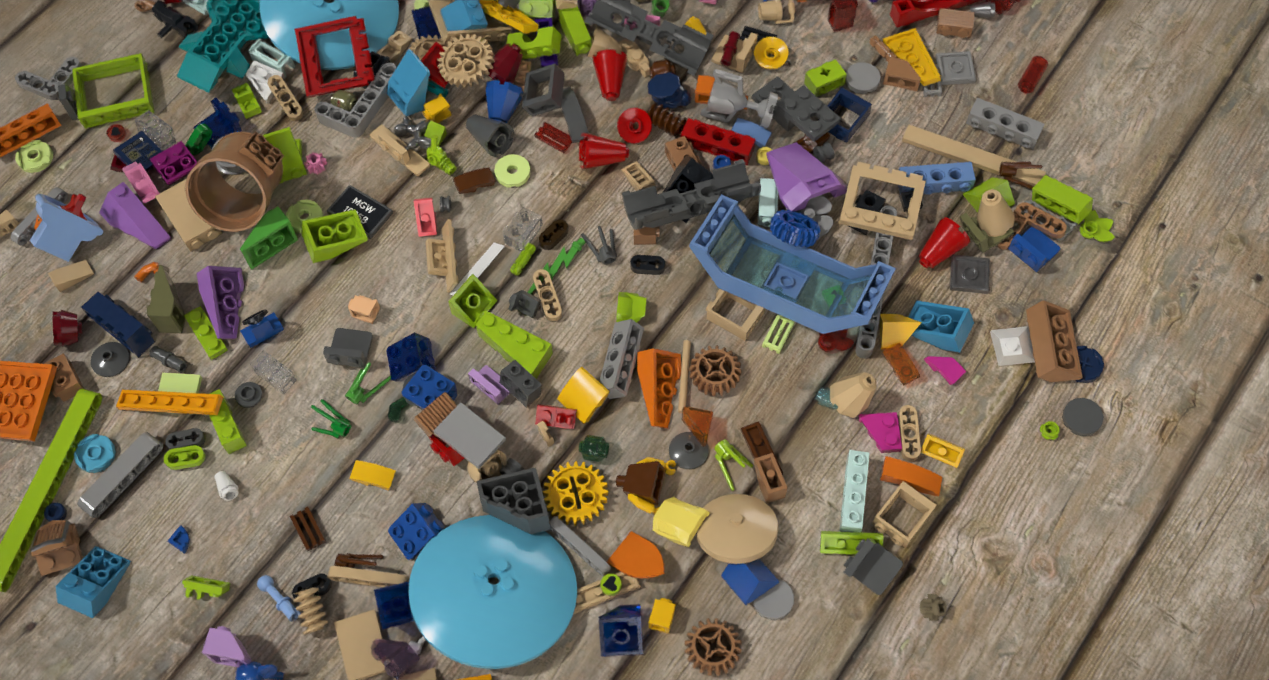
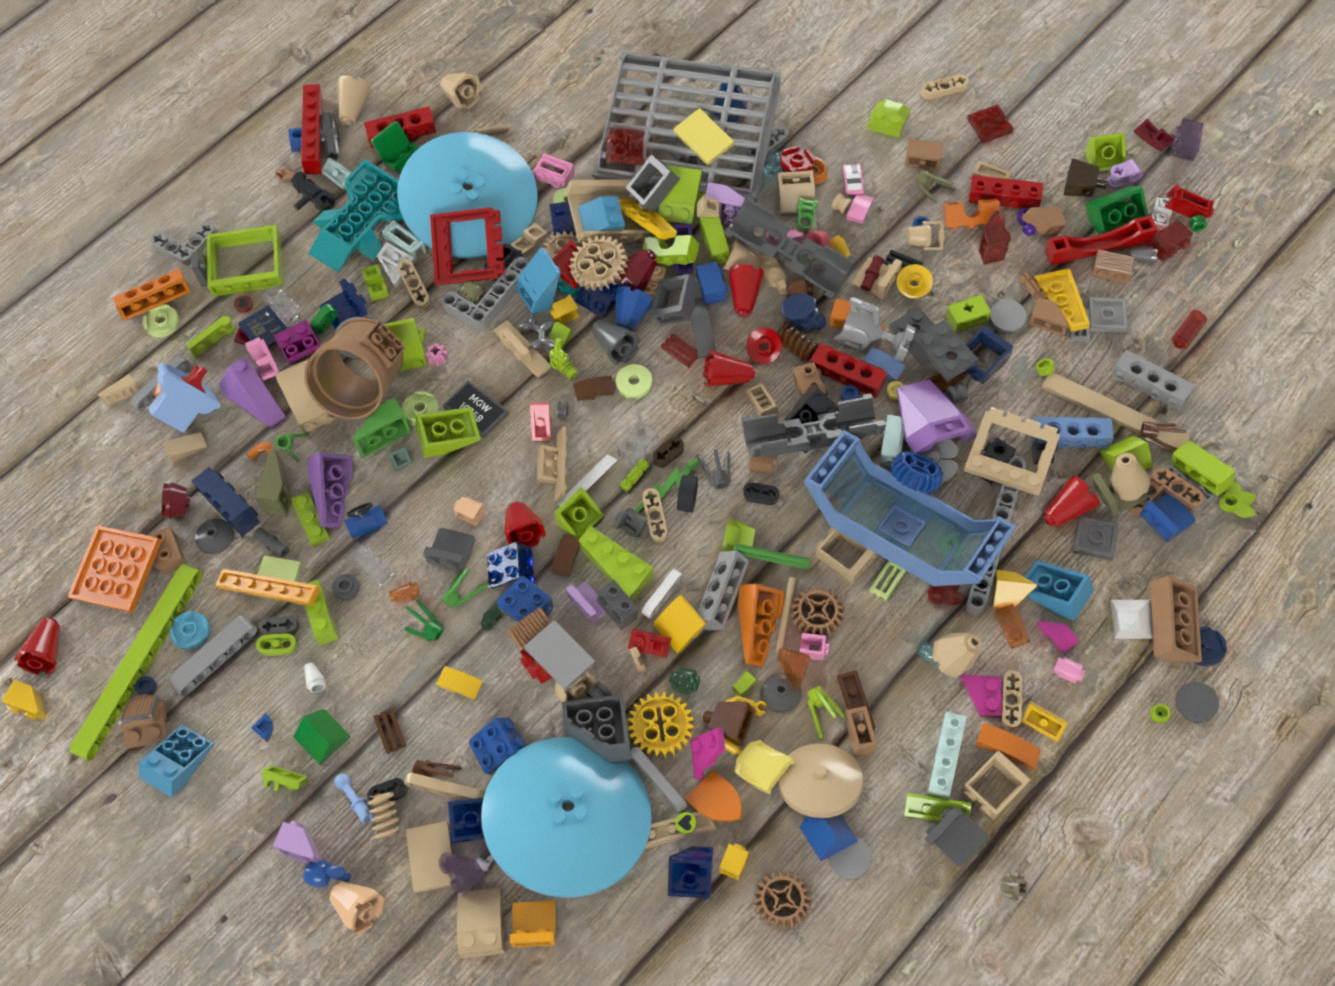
camera: 10 degrees right, 0 degrees up
(86, 166) = (210, 336): none -> lime plate
(174, 260) = (286, 443): none -> bright green plant
(238, 540) = (320, 735): none -> green slope
(289, 266) = (400, 458): none -> sand green slope
(309, 393) = (405, 592): none -> clear orange cone
(419, 317) = (523, 525): none -> red cone
(464, 342) = (565, 555): none -> reddish brown slope
(468, 97) = (597, 301): none -> clear blue bracket
(563, 368) = (662, 593): none -> white beam
(576, 270) = (687, 493): none -> black tyre
(577, 71) = (711, 283): none -> blue brick
(622, 512) = (706, 750): none -> dark pink wing
(652, 446) = (744, 684): none -> lime piece
(666, 322) = (772, 556): none -> bright green axle
(677, 19) = (818, 237): none -> coral slope
(715, 397) = (817, 641): none -> bright pink window
(903, 121) = (1045, 367): none -> lime tile
(960, 399) = (1069, 670): none -> bright pink brick

